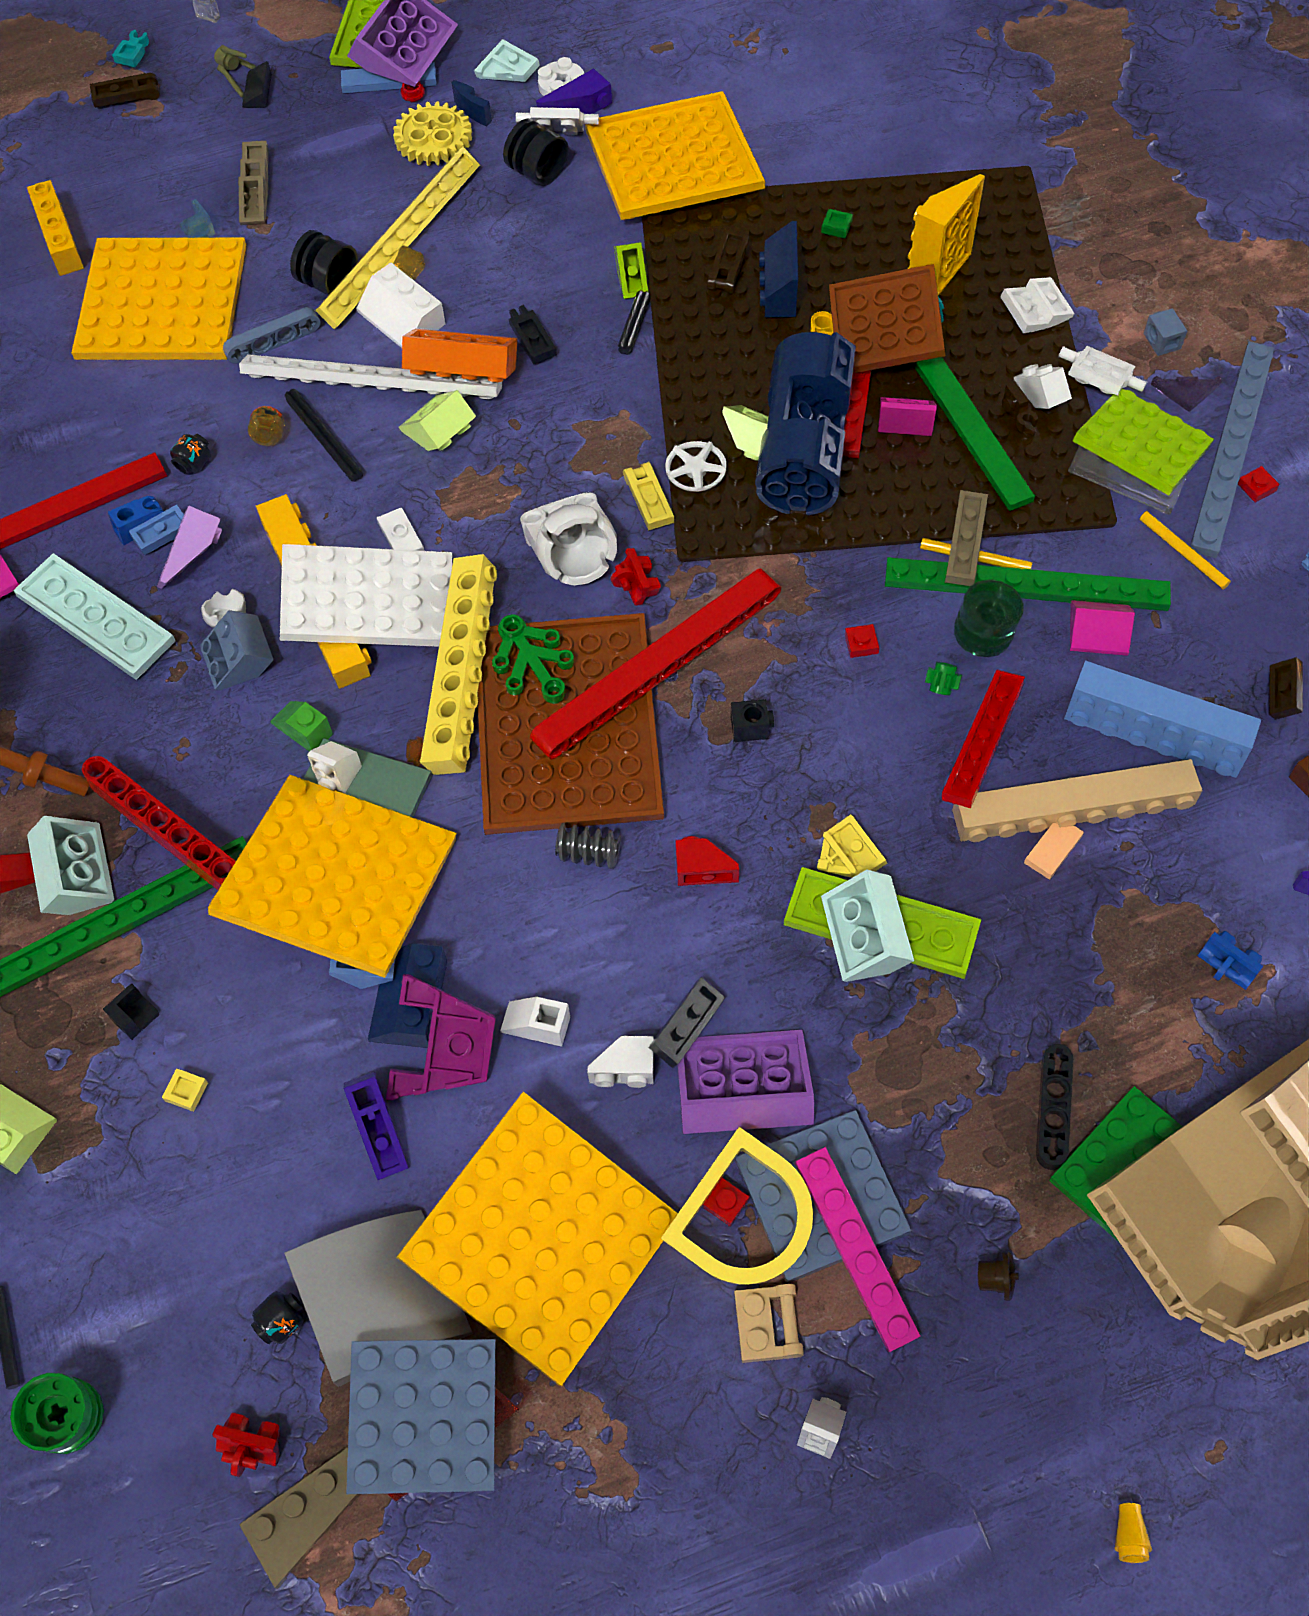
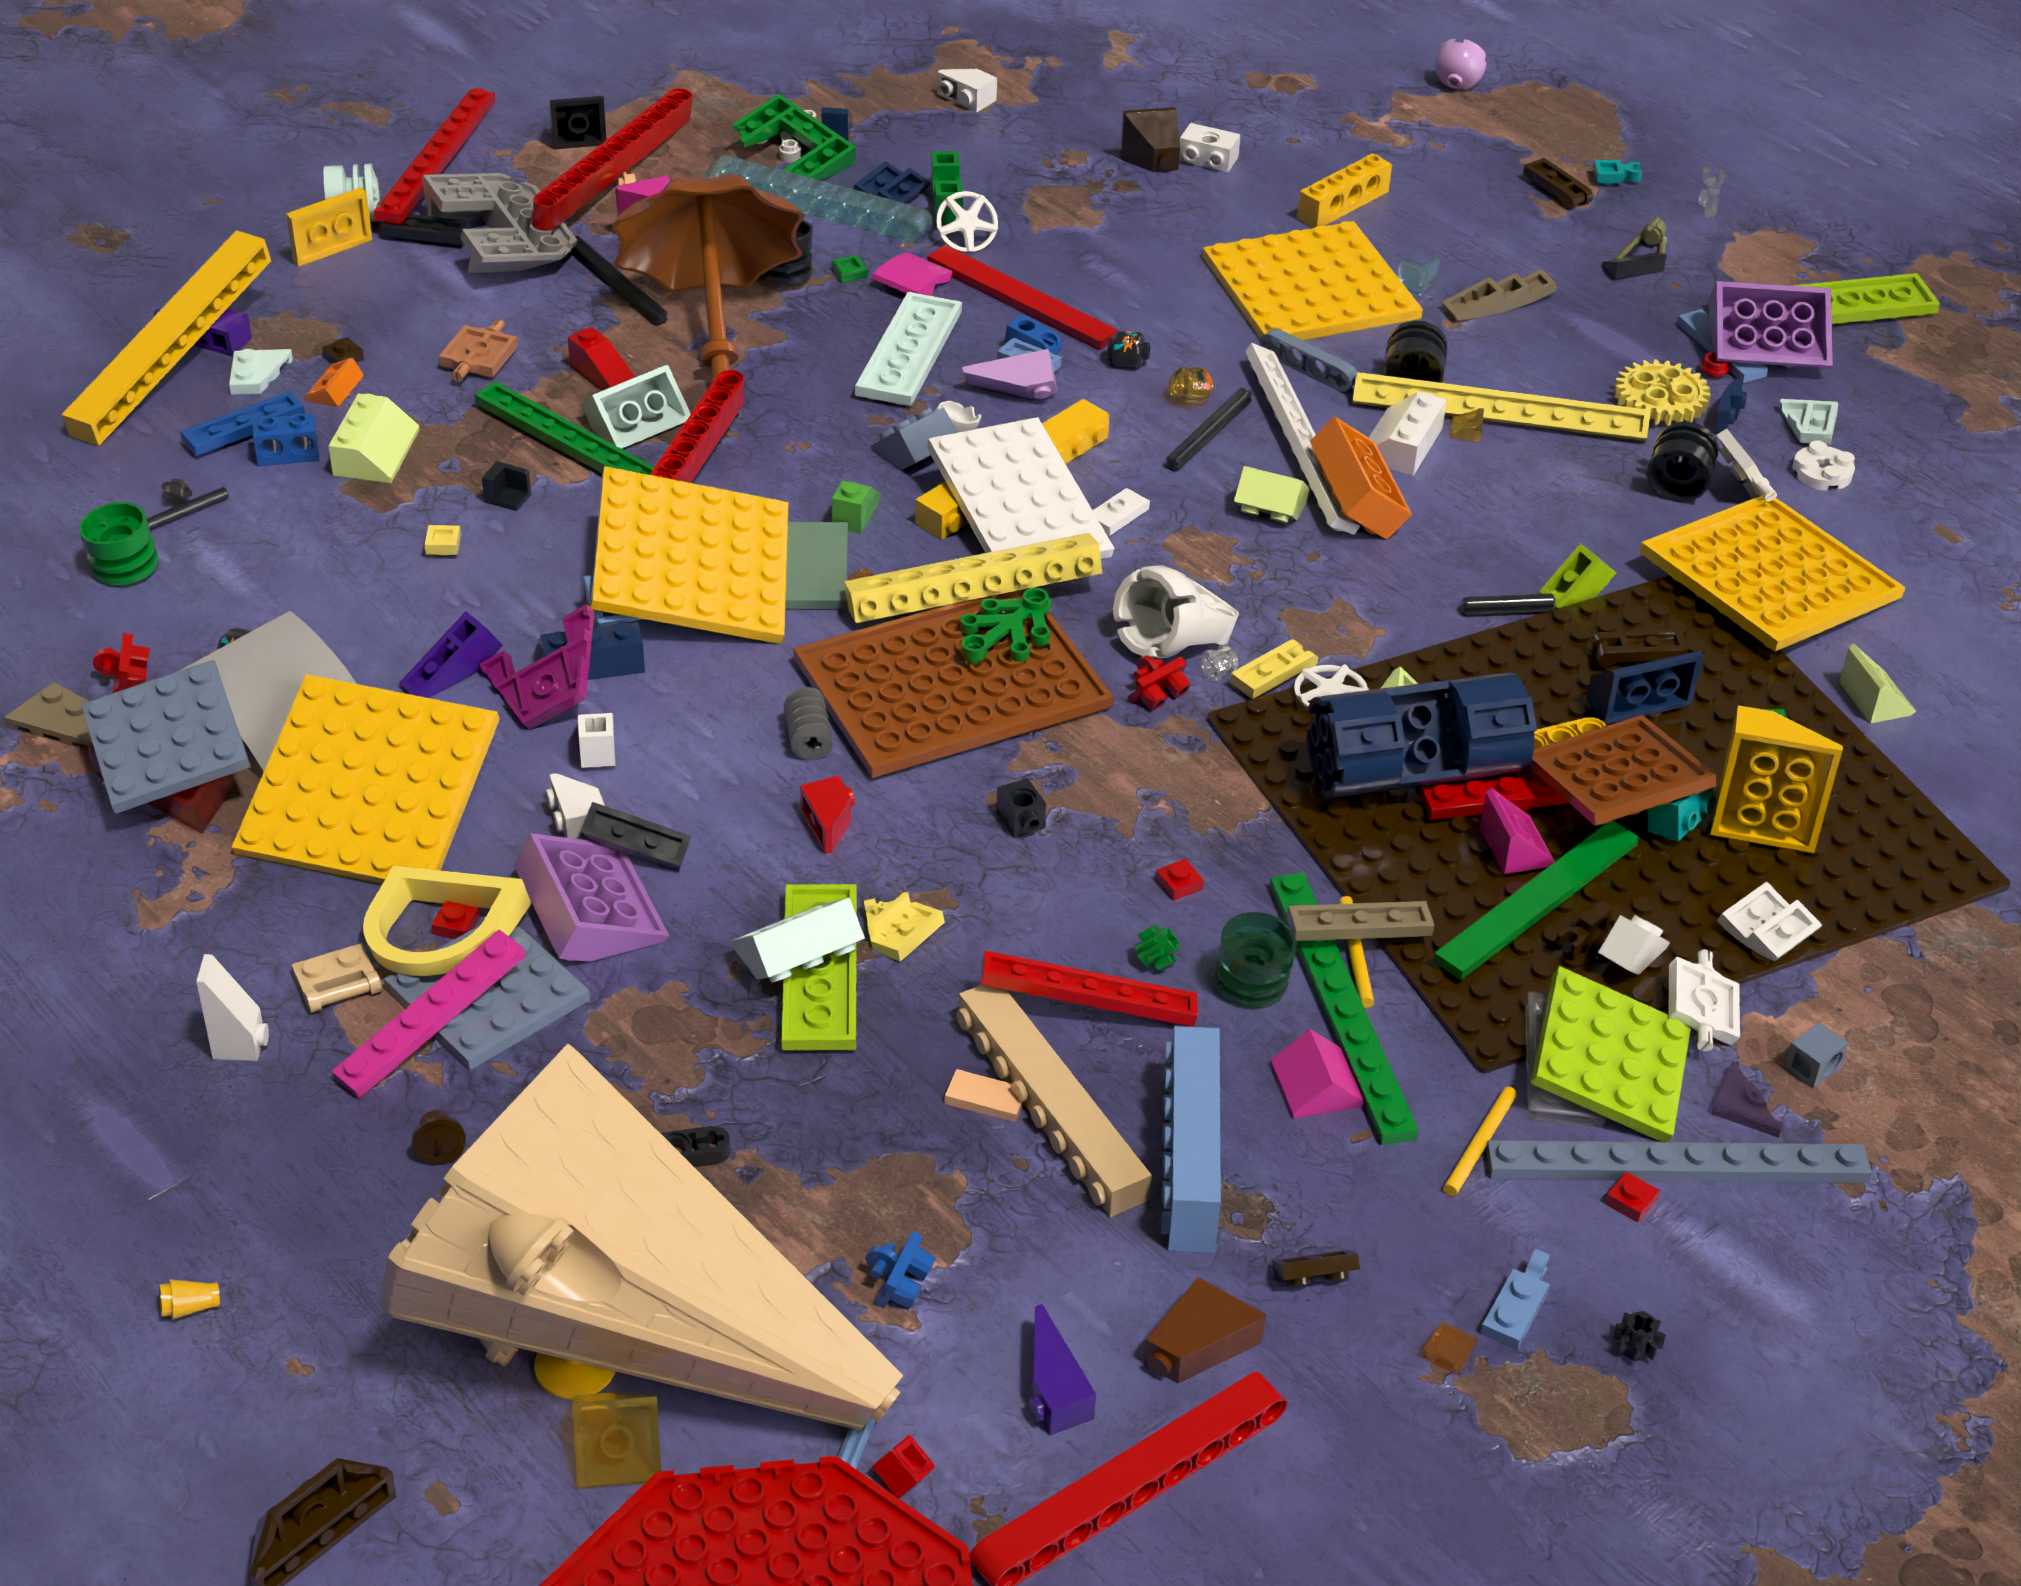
camera: 65 degrees right, 20 degrees down
(334, 766) = (809, 523): white slope -> none
(531, 335) = (1434, 532): black hinge -> none
(587, 92) = (1800, 480): dark purple slope -> none
(630, 528) = (1219, 662): none -> clear wheel
(654, 664) = (1054, 714): red beam -> none
(818, 155) = (1872, 688): none -> yellowish green slope

